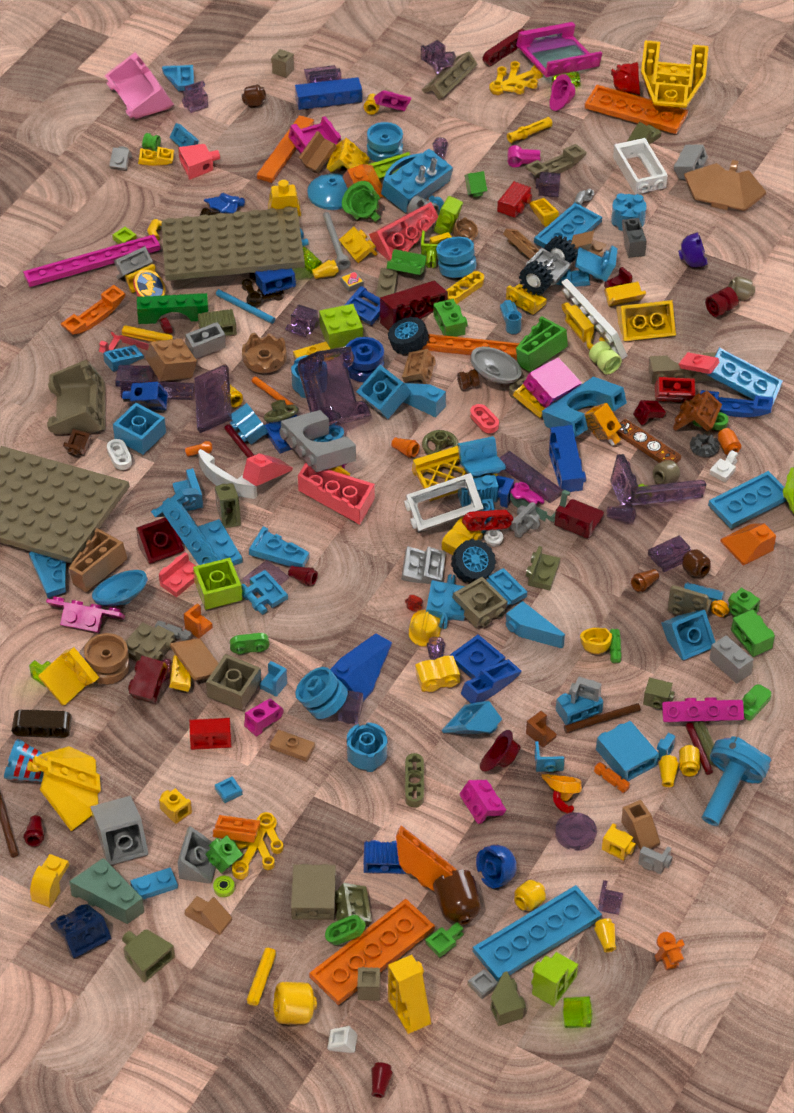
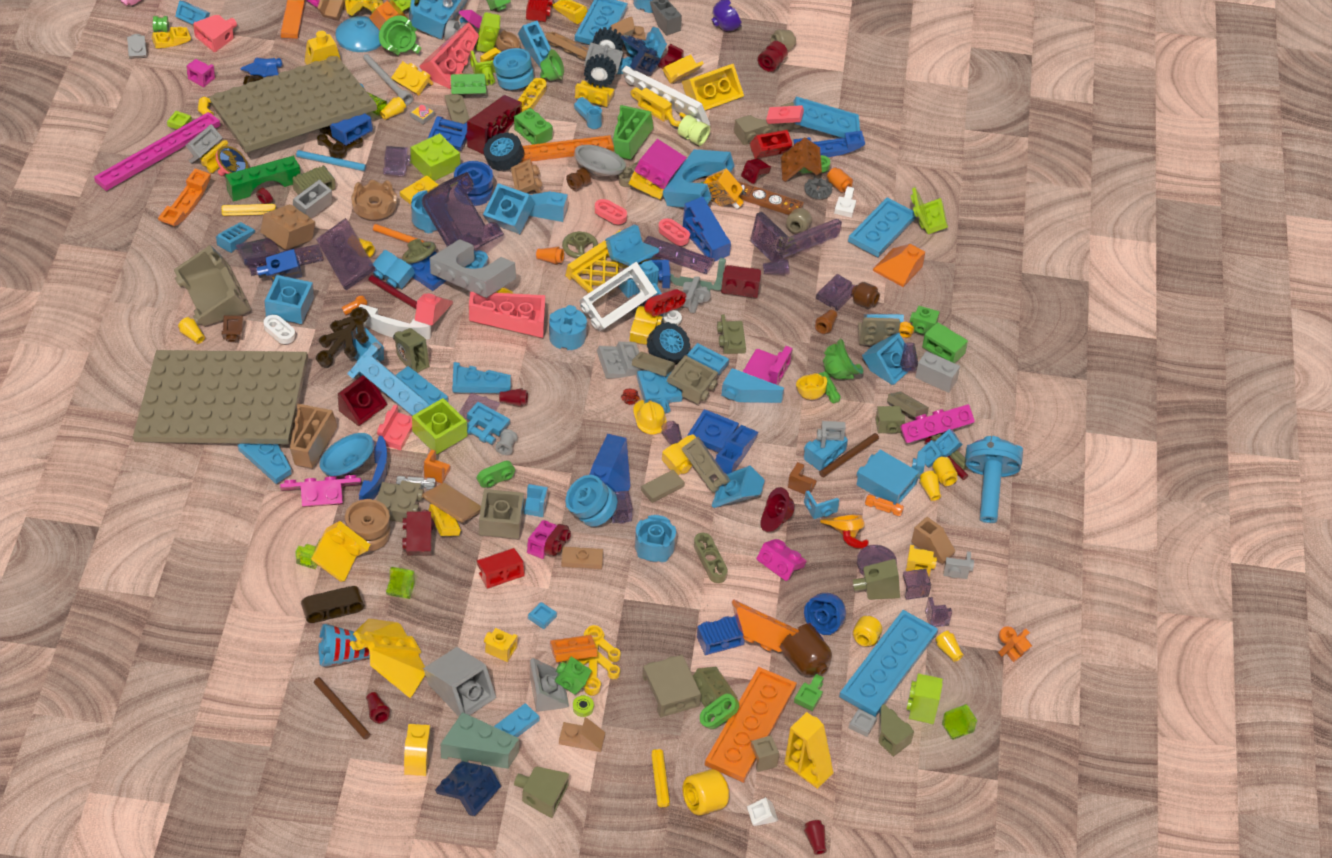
camera: 25 degrees left, 0 degrees up
(40, 434) = (191, 330): none -> yellow cone
(104, 345) = (216, 228): coral piece -> none
(114, 721) = (400, 582): none -> clear neon green panel
(125, 627) = (371, 488): none -> blue slope
(165, 196) = (200, 72): none -> dark pink brick
(171, 475) = (357, 319): none -> dark brown plant
(274, 615) = (506, 442): none -> light grey bush
(274, 721) = (557, 539): none -> dark red plate
(385, 521) = (567, 328): none -> dark azure brick
(403, 698) = (662, 486): none -> dark tan tile
(436, 198) = (471, 17): none -> dark pink slope
(448, 576) = (653, 364): none -> dark tan tile
(448, 688) = (705, 464): none -> dark tan plate
(493, 240) = (534, 41): none -> dark azure slope
(497, 263) = (552, 66): none -> bright green piece
(522, 491) = (678, 269): dark pink plate -> none
(536, 453) = (674, 232): none -> coral plate
(563, 609) = (769, 366): none -> dark pink bracket
(565, 850) = (879, 581): none -> olive torso
(589, 274) = (646, 58): none -> dark blue bracket
(602, 864) = (917, 584): none -> panel
(631, 624) = (838, 362): none -> bright green helmet
(684, 683) = (907, 404): none -> dark tan plate
(697, 736) = (941, 447): none -> dark azure slope
(706, 637) = (909, 357): none -> clear purple cone
(755, 701) = (975, 399): bright green piece -> none

